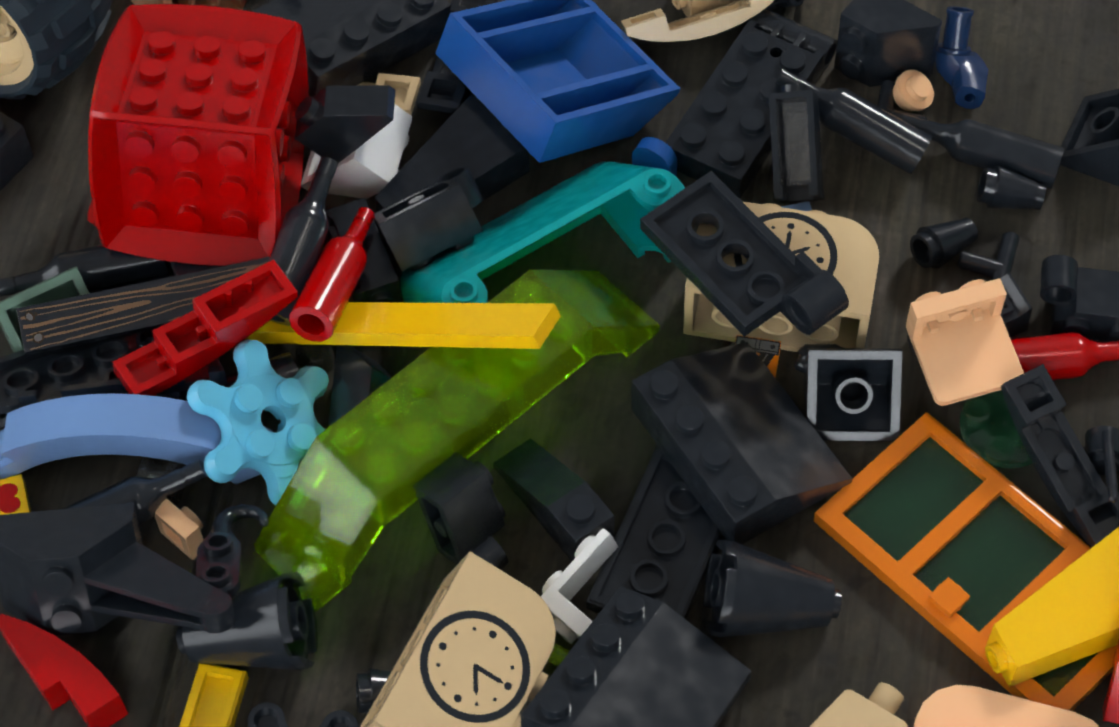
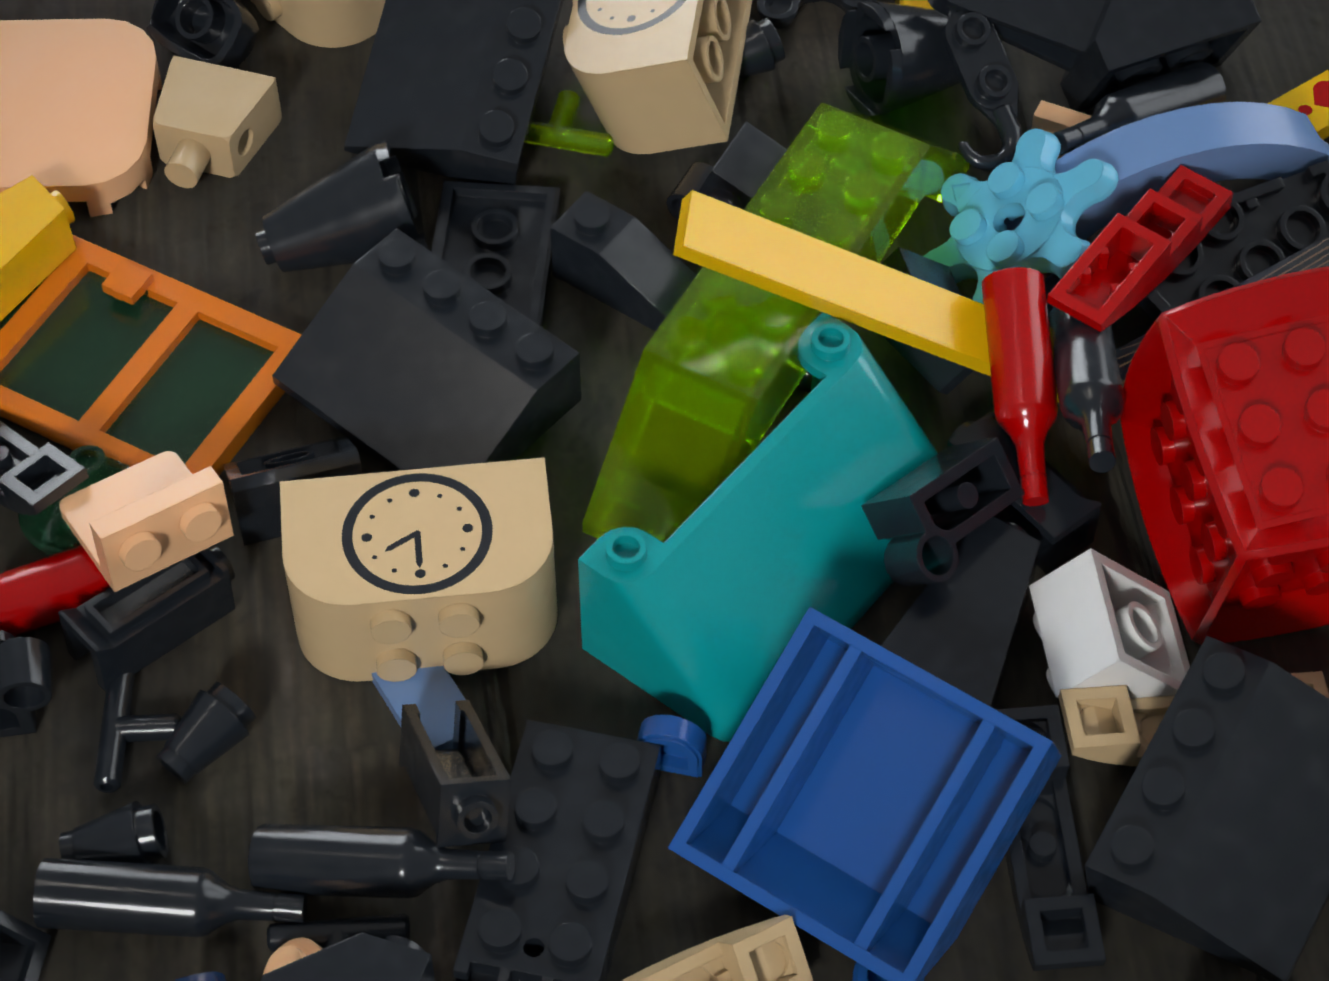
camera: 160 degrees right, 5 degrees down
(343, 118) = (1130, 572): black slope -> none
(564, 584) = (572, 163): white bracket -> none
(762, 287) = (444, 443): black hinge -> none

